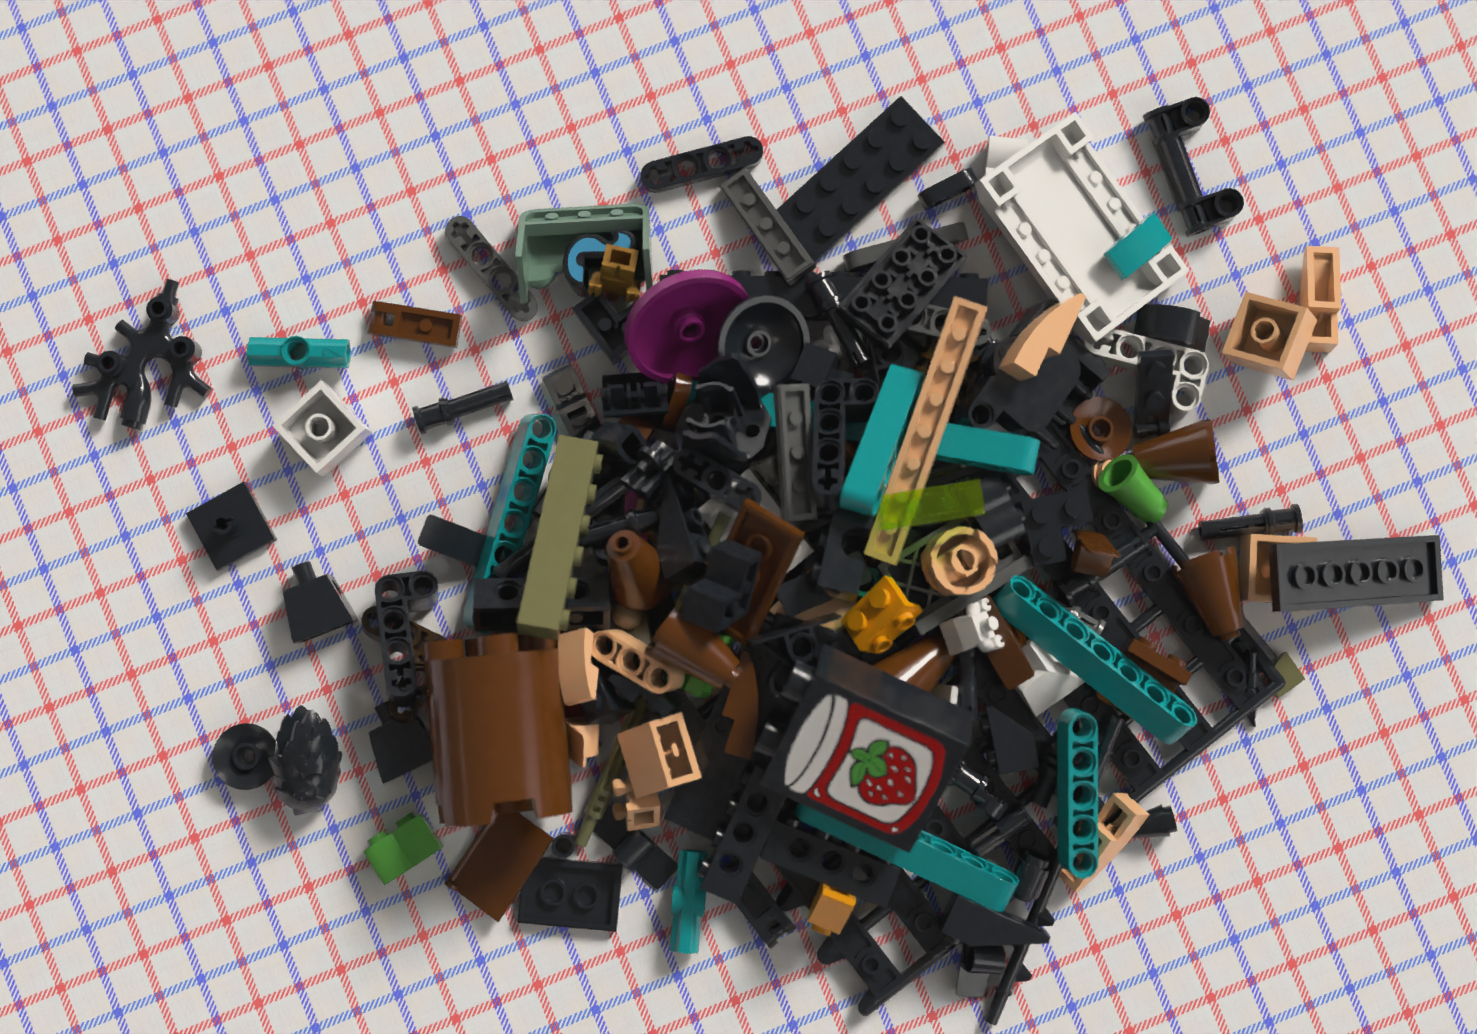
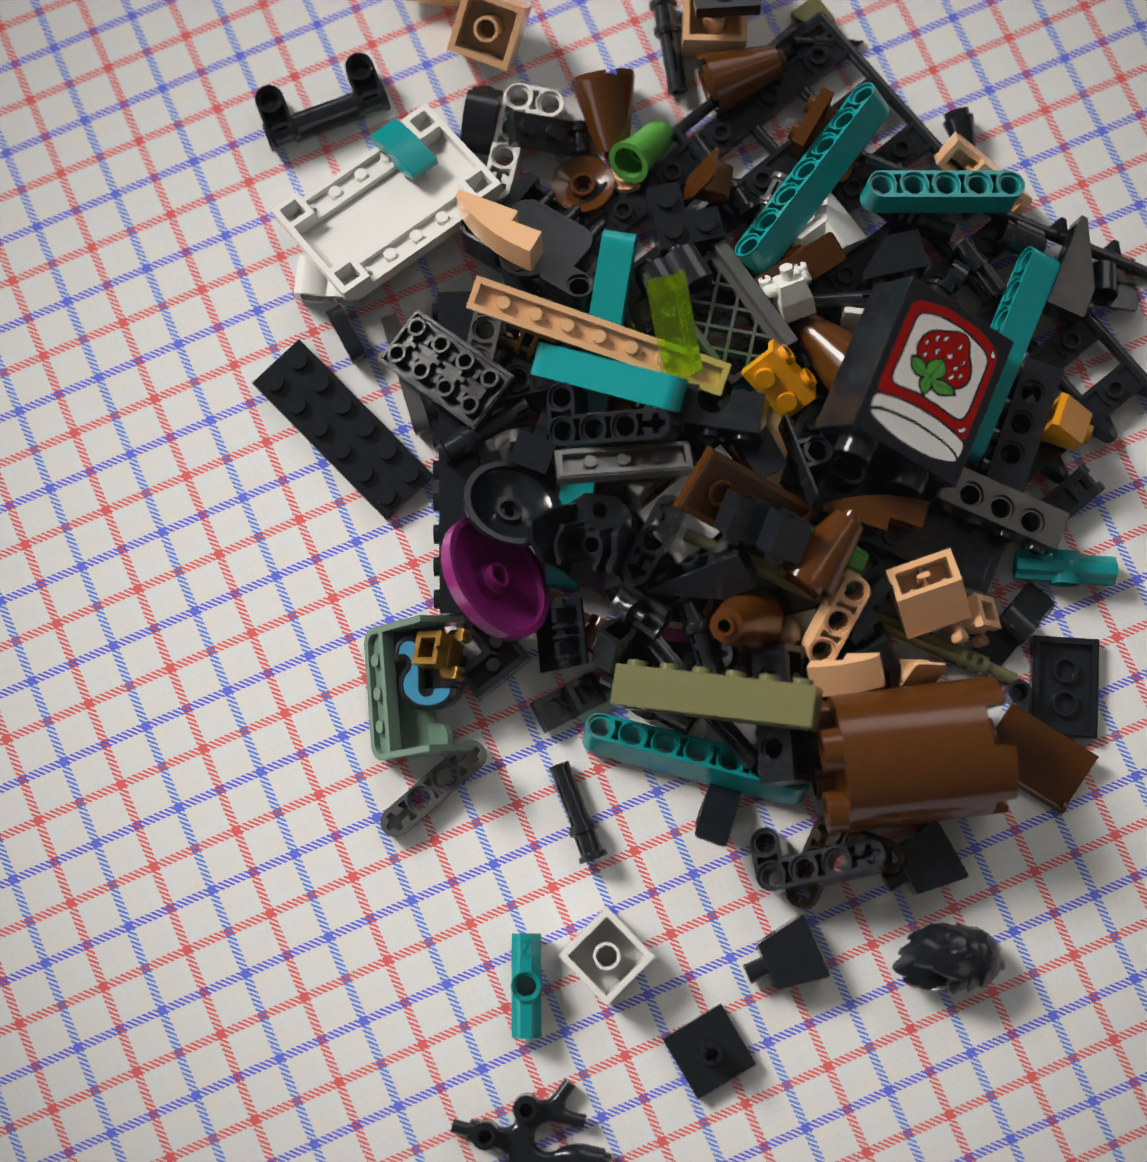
camera: 85 degrees left, 5 degrees down
(230, 760) = (964, 1027): black dish -> none
(403, 848) = (1031, 856): bright green brick -> none
(415, 324) = (493, 864): reddish brown plate -> none
(678, 395) = (557, 587): reddish brown beam -> none
(700, 159) = (328, 576): black beam -> none
(768, 226) = (387, 507): dark grey tile -> none
(959, 561) = (725, 303): light nougat brick -> none

